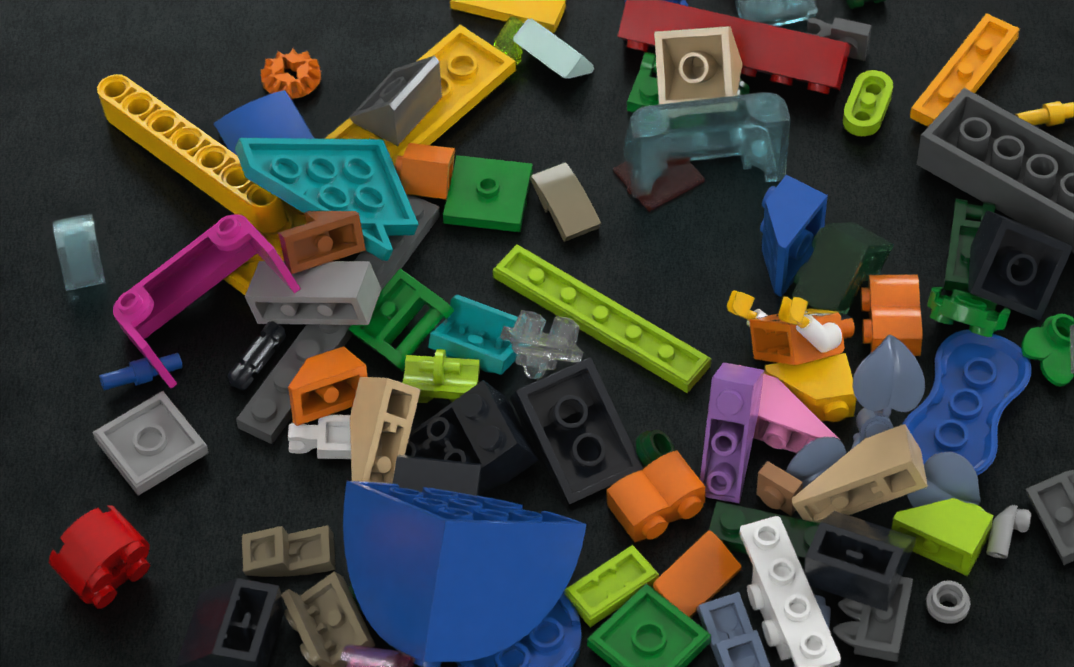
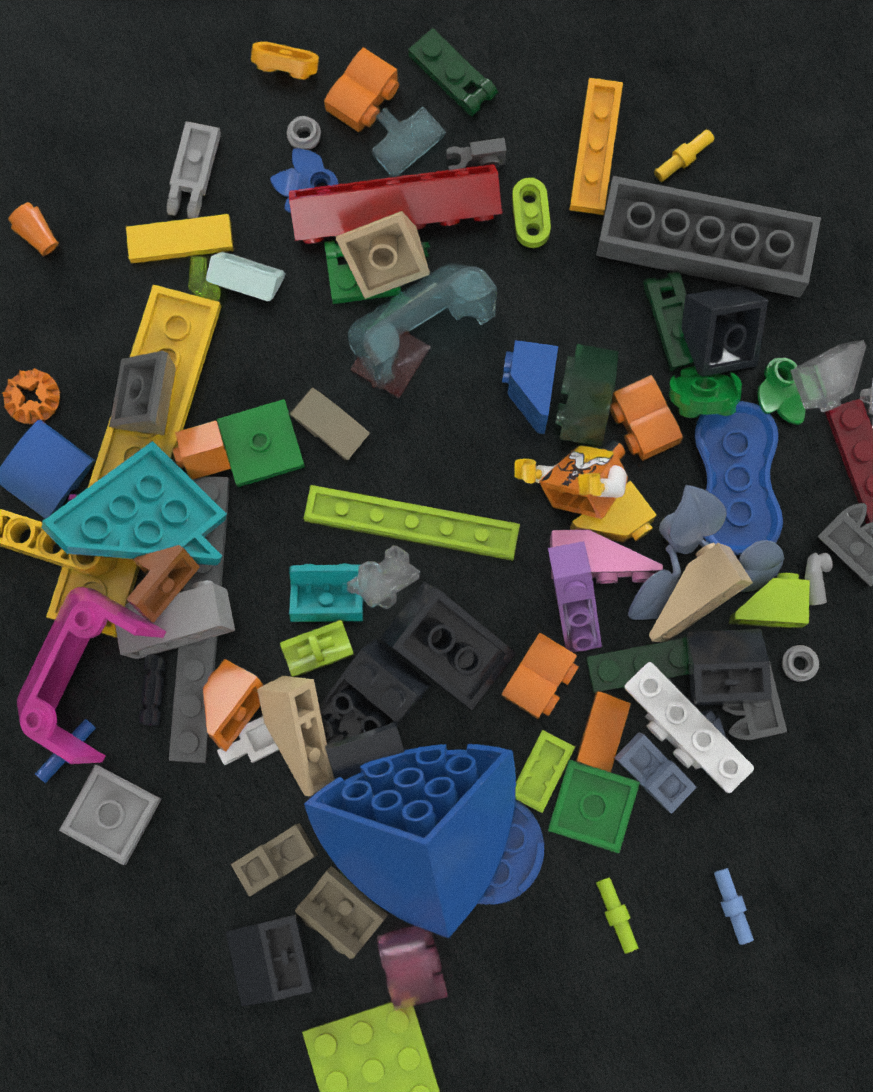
camera: 25 degrees left, 25 degrees up
(100, 556) = (131, 946): red brick -> none
(394, 310) = (246, 597): green plate -> none
(652, 445) = (517, 632): dark green plate -> none
(777, 488) = (630, 626): medium nougat plate -> none

